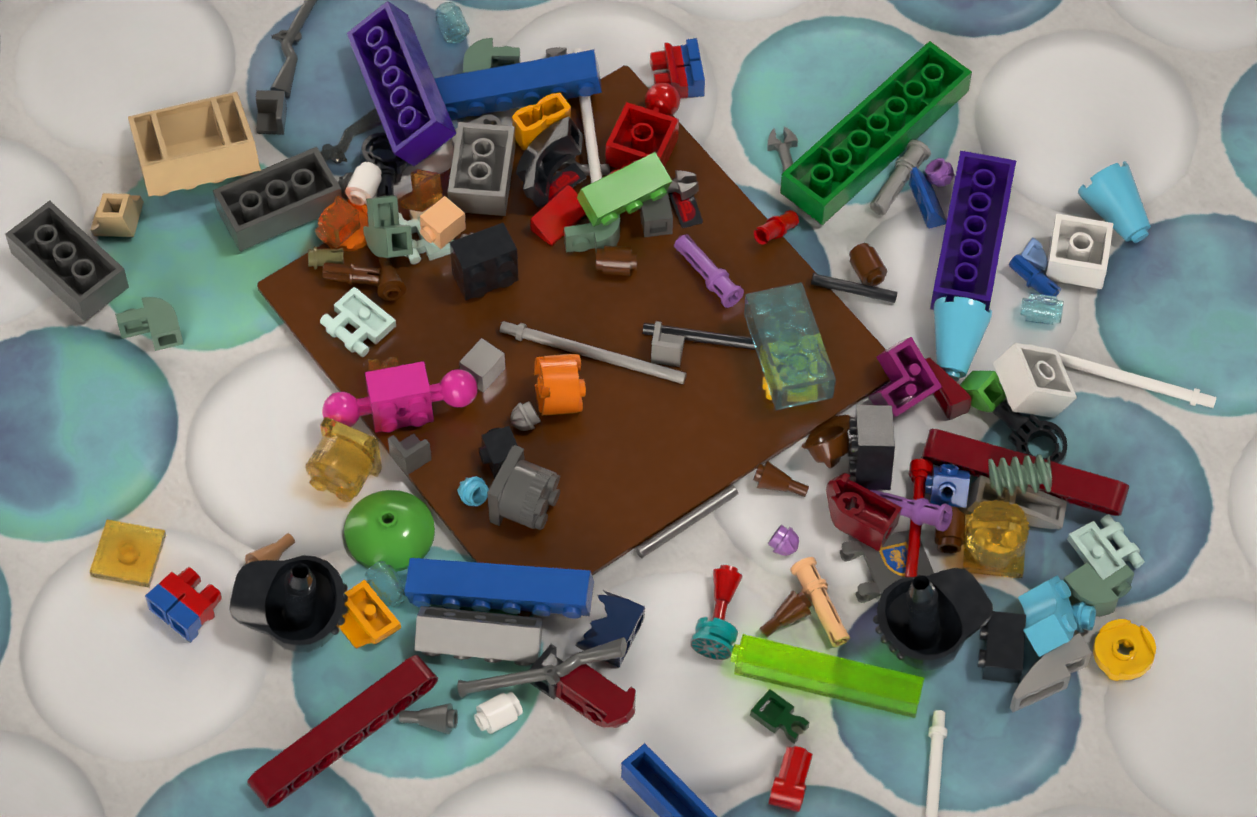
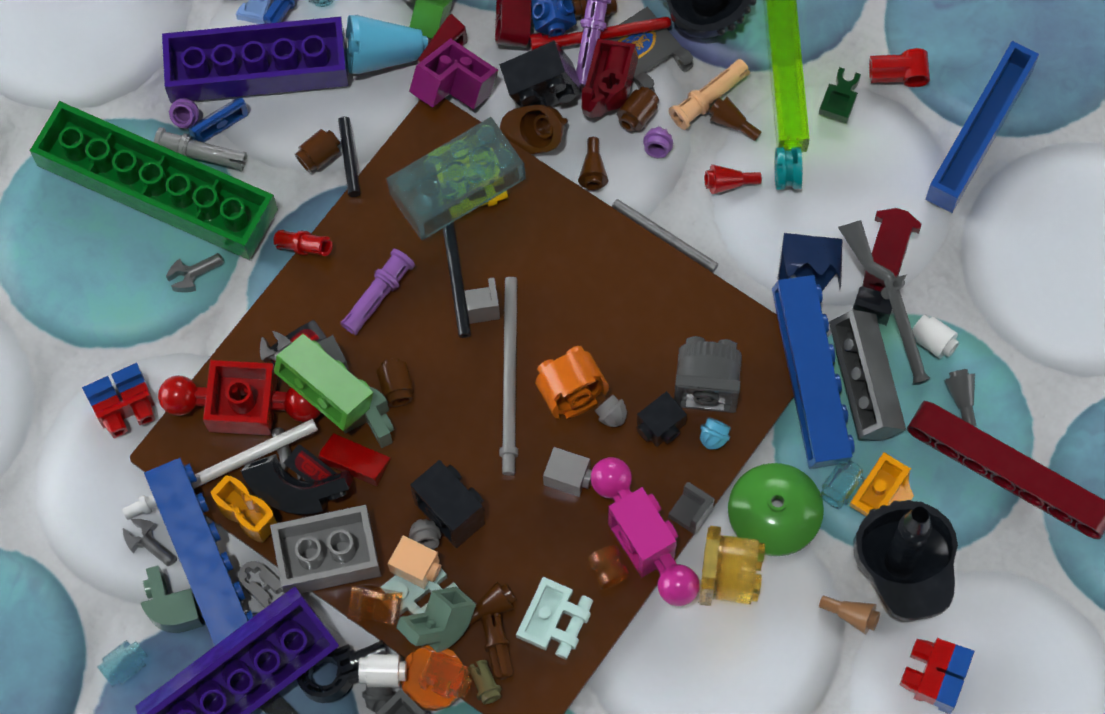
camera: 105 degrees left, 10 degrees up
(823, 533) = (638, 109): none -> reddish brown brick

